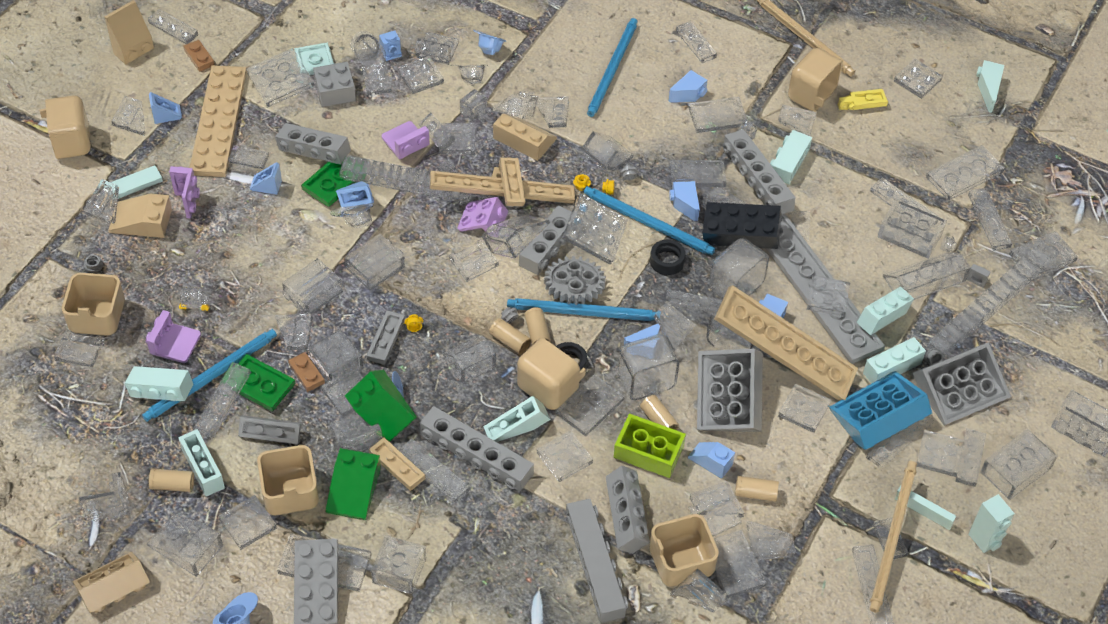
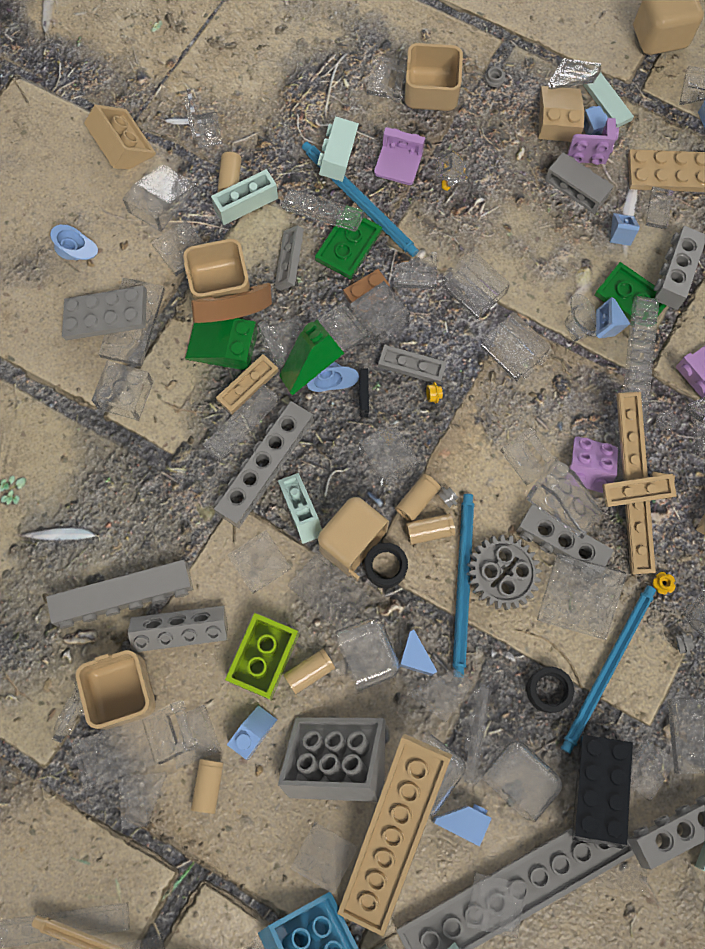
camera: 90 degrees right, 20 degrees up
(158, 187) = (594, 120): none -> light blue brick
(218, 207) = (579, 182): none -> light grey brick
(329, 474) = (232, 306): none -> medium nougat slope
(413, 372) = (363, 392): none -> black tile
(608, 187) = (657, 617): yellow plate -> none
(685, 199) = (648, 716): light blue slope -> none

